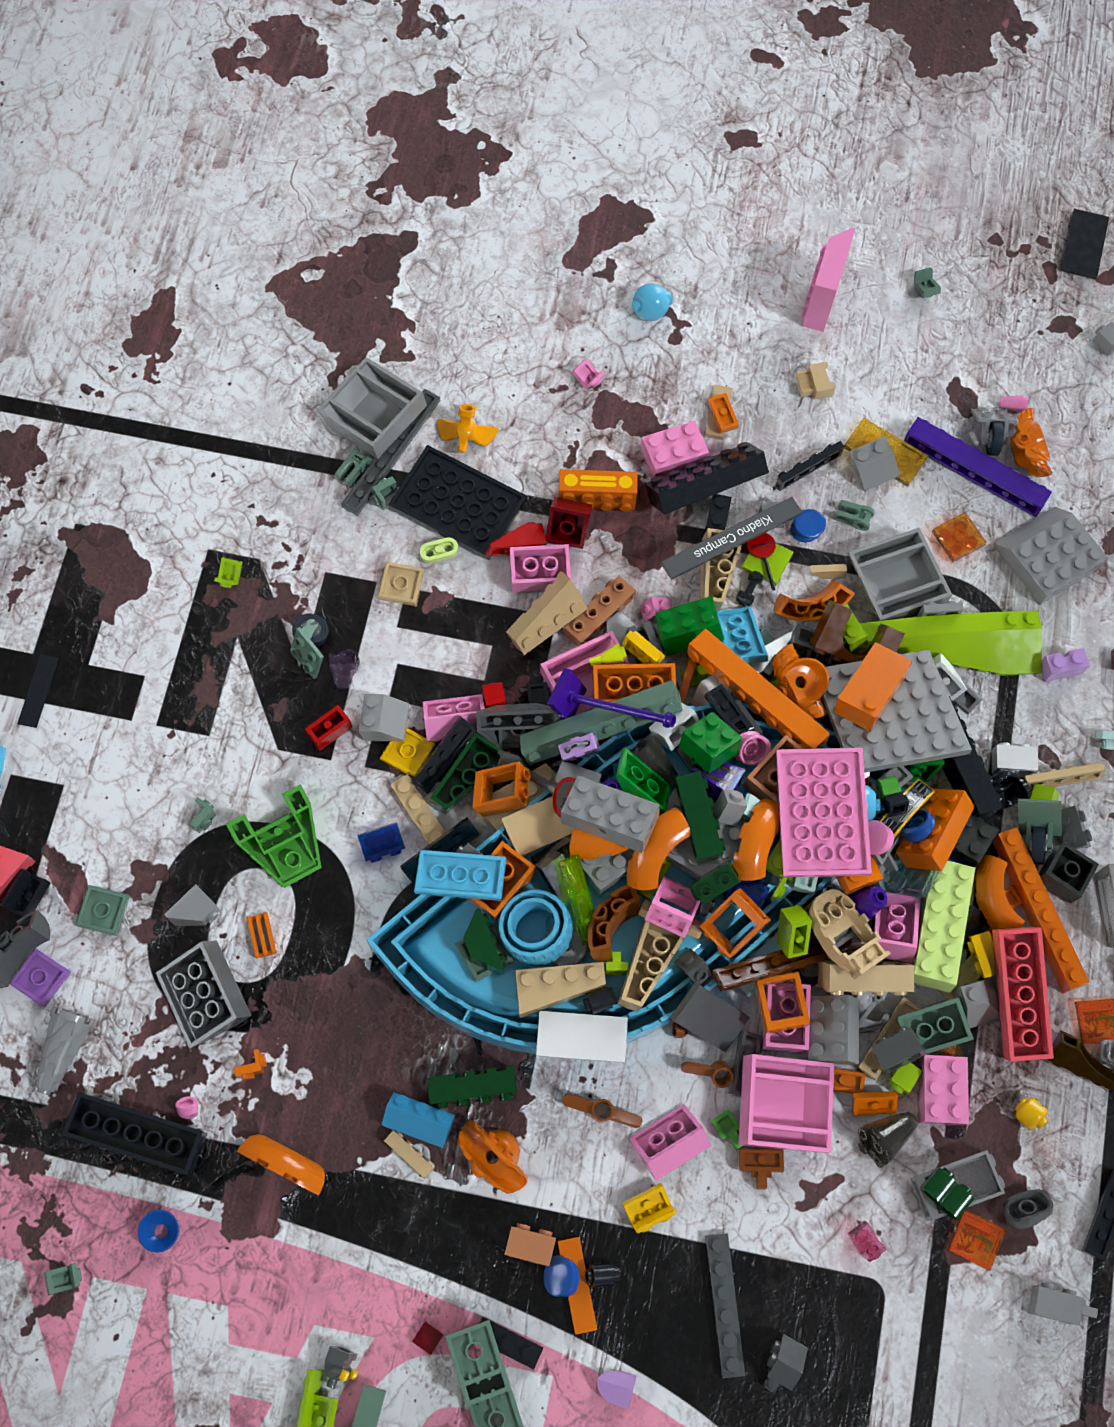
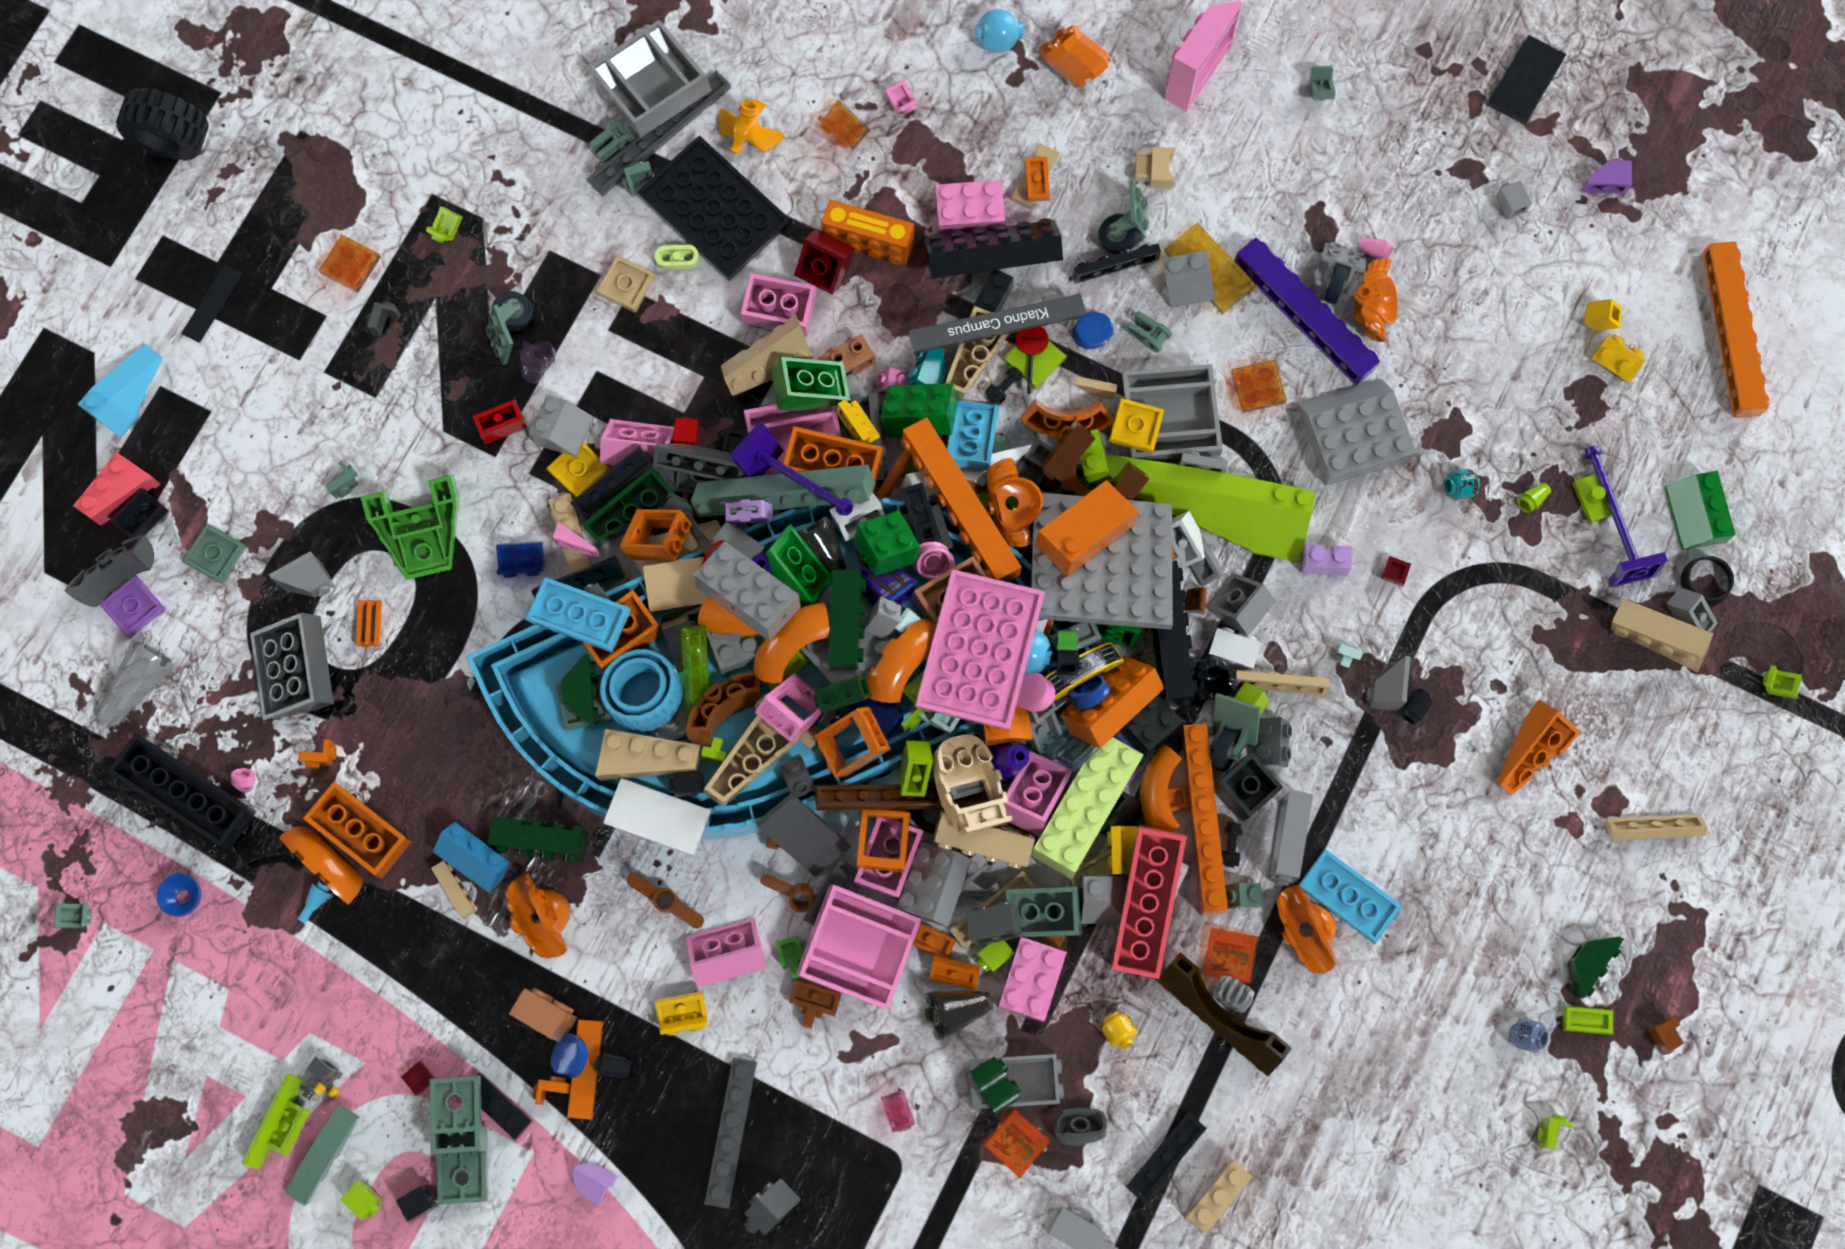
camera: 20 degrees right, 5 degrees up
(153, 625) = (349, 263): none -> clear orange plate
(191, 668) = (377, 318): none -> dark grey bracket
(286, 1194) = (316, 897): none -> medium azure cone
(307, 1124) = (357, 830): none -> orange brick
(424, 814) = (568, 539): none -> bright pink slope
(526, 535) = (773, 264): red slope -> none
(547, 407) = (844, 126): none -> clear orange bracket
(555, 1307) = (556, 1084): none -> orange bracket
(590, 627) = (809, 383): none -> green slope
(613, 655) = (826, 421): neon yellow cone -> none
(683, 590) = (928, 368): none -> teal slope
(721, 307) = (1075, 56): none -> orange brick
(807, 438) = (1122, 230): none -> plate
(875, 593) = (1136, 425): none -> yellow tile
(972, 726) = (1196, 600): none -> dark orange slope
(1007, 719) = (1241, 603): none -> light grey slope
(1067, 913) = (1230, 857): none -> black bar
(1096, 965) = (1244, 895): none -> sand green bracket

